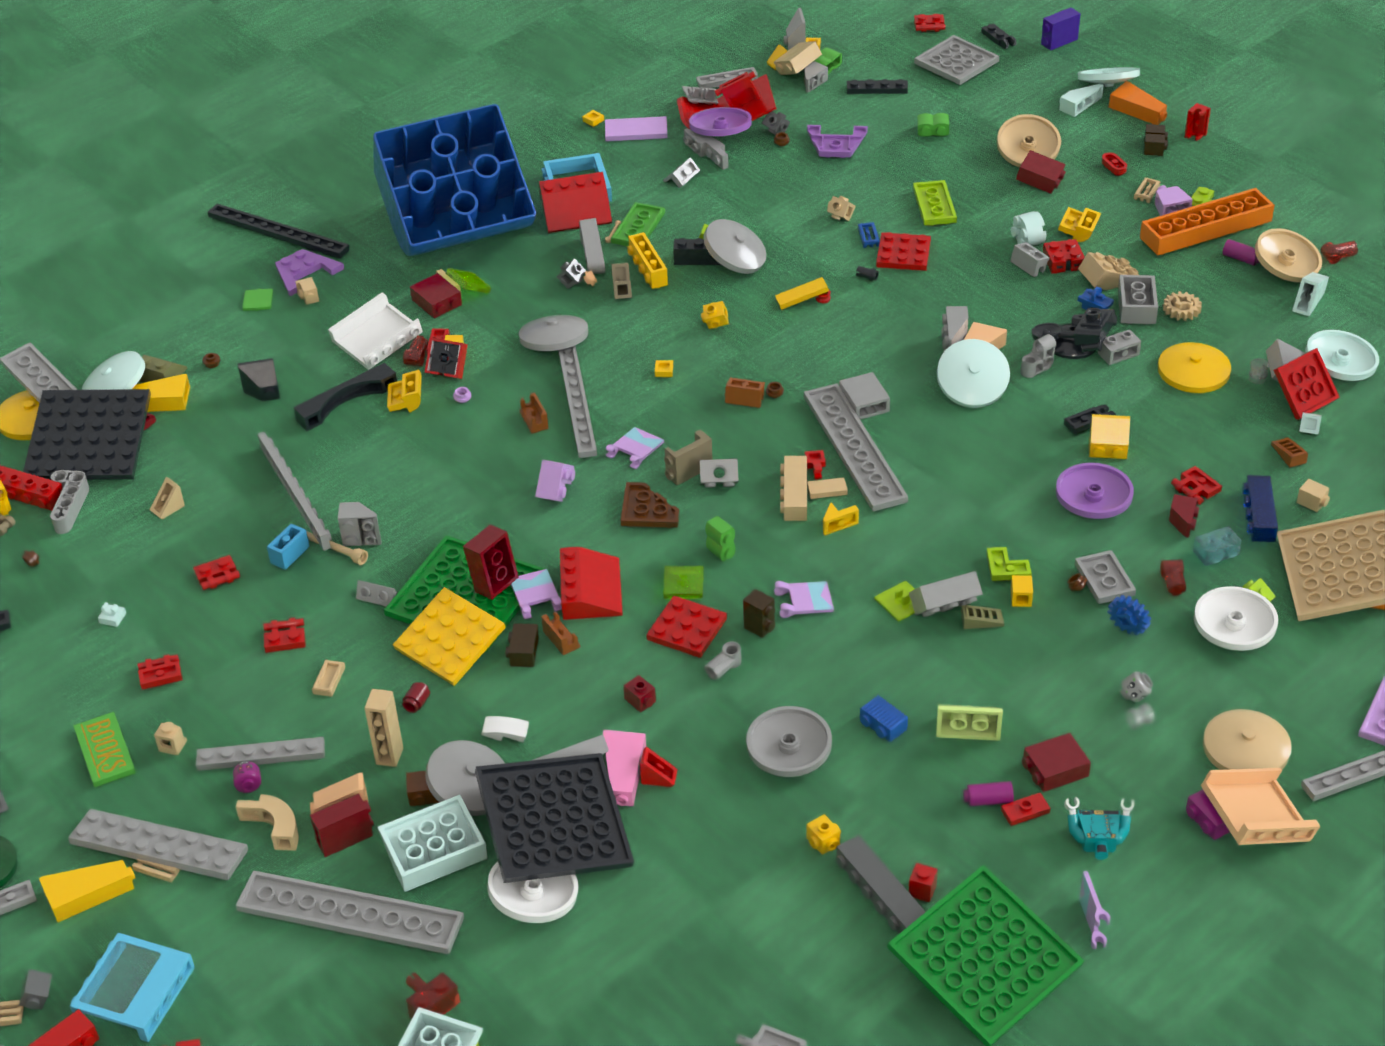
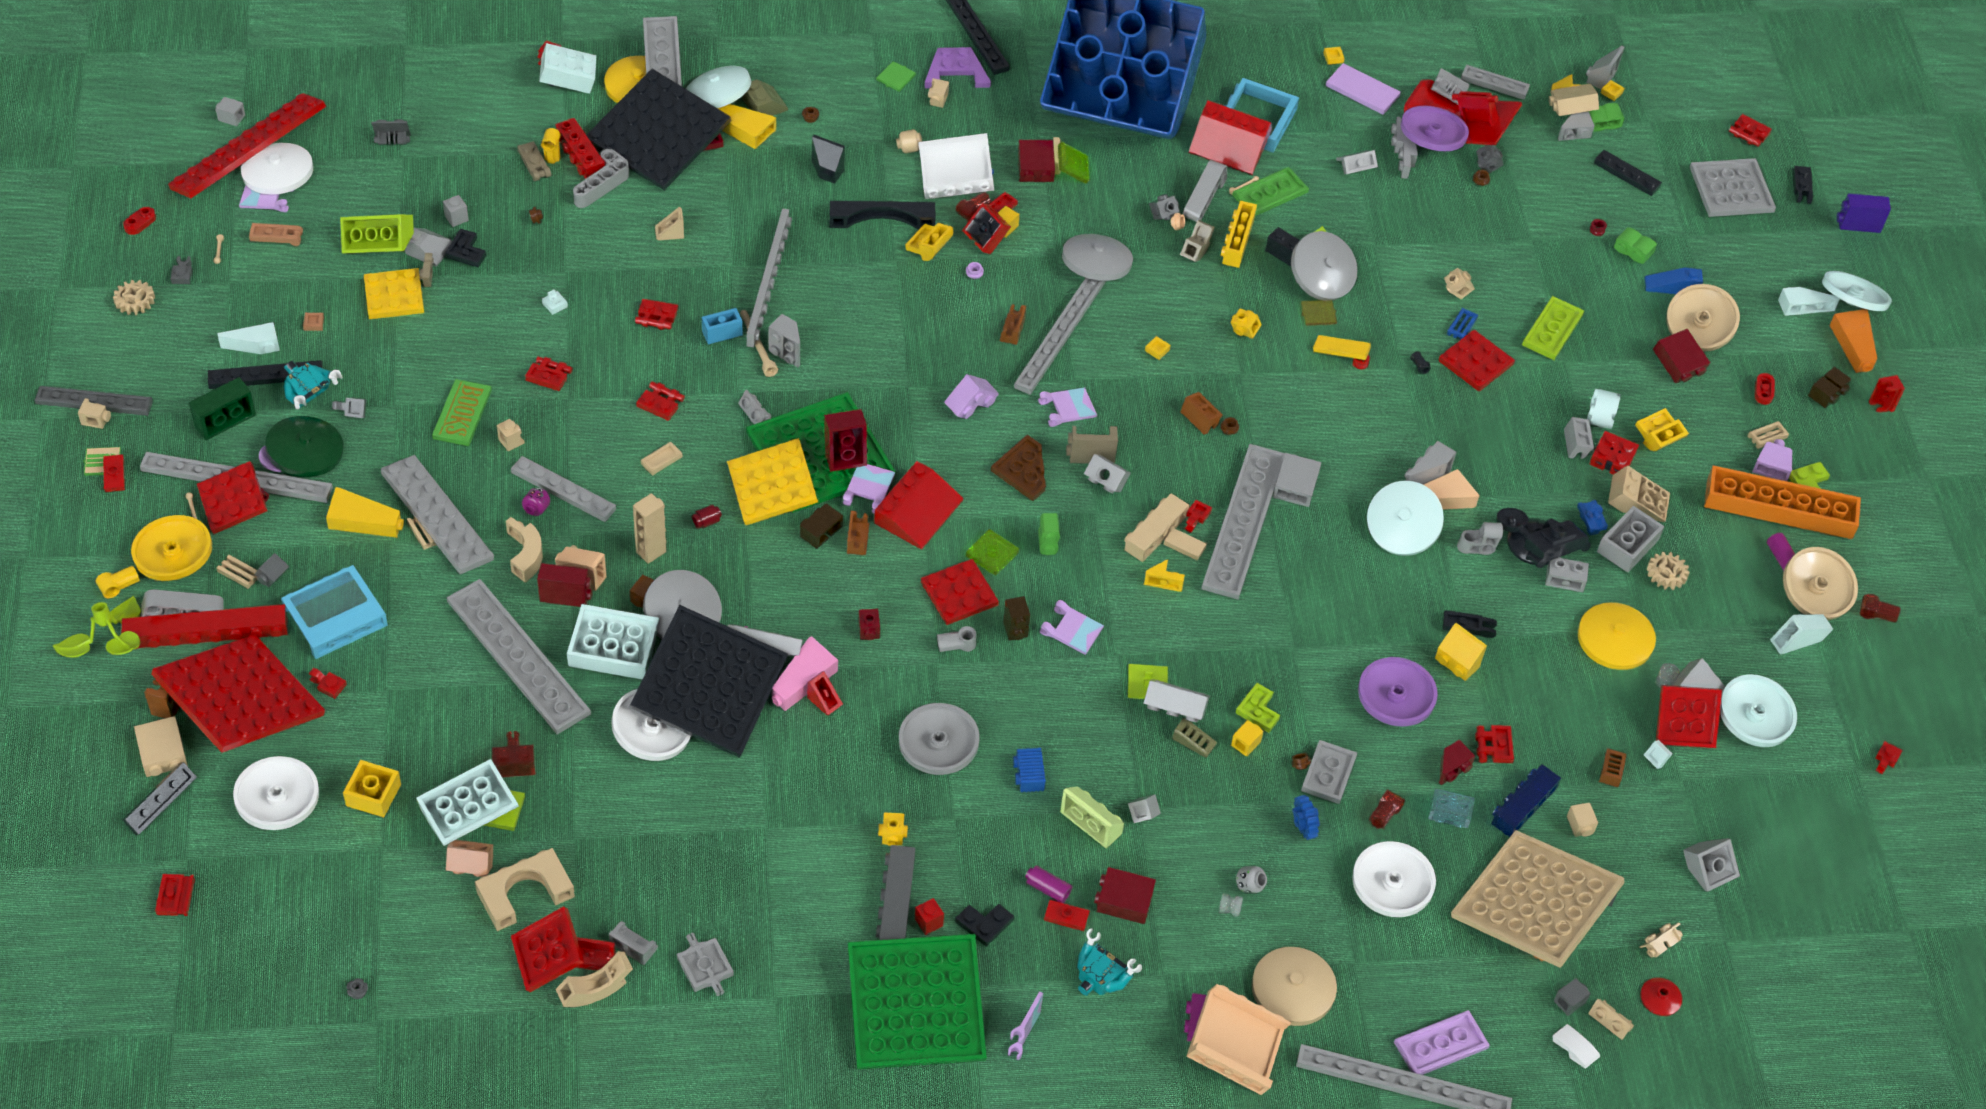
camera: 30 degrees right, 10 degrees up
(317, 335) = (909, 141): none -> tan head
(497, 727) = (748, 585): white slope -> none
(757, 282) = (1318, 312): none -> clear yellow piece
(836, 145) = (1526, 214): medium lavender wing -> none
(894, 128) = (1598, 231): none -> dark red bush
(966, 863) = (984, 927): none -> black plate
(983, 132) = (1673, 281): none -> blue slope
(1000, 690) = (1144, 808): none -> light grey panel
(1260, 587) = (1443, 870): lime bracket -> none

